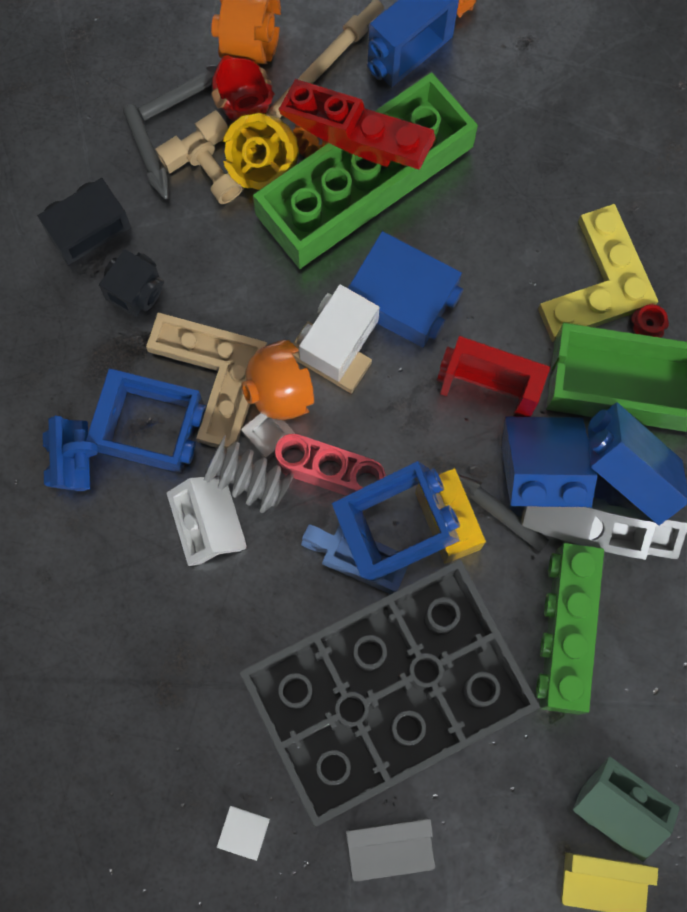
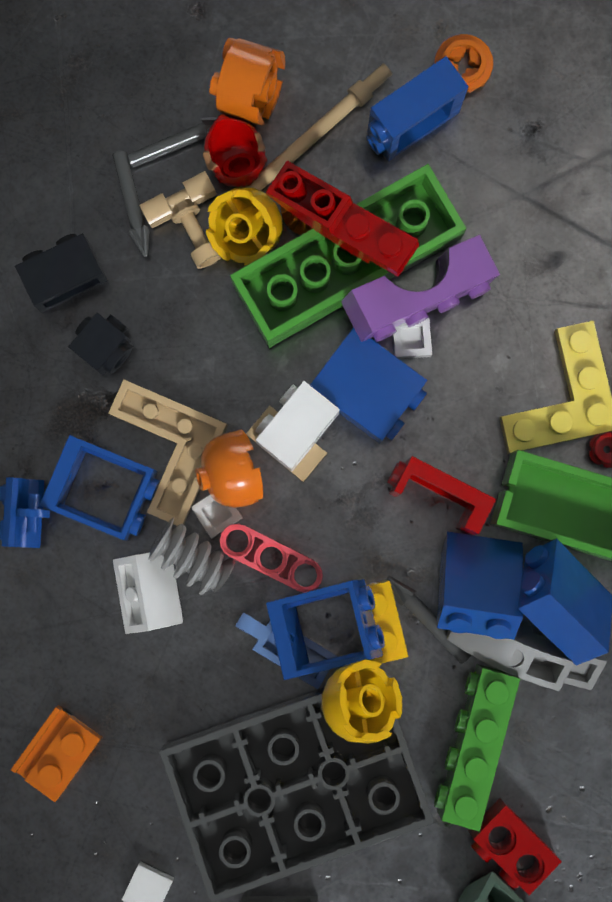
camera: 10 degrees right, 10 degrees up
(129, 701) = (56, 753): none -> orange plate
(407, 206) = (382, 305): none -> medium lavender arch
(440, 241) = (412, 341): none -> white tile
(445, 582) = (361, 702): none -> yellow cylinder
(631, 721) = (518, 842): none -> red brick

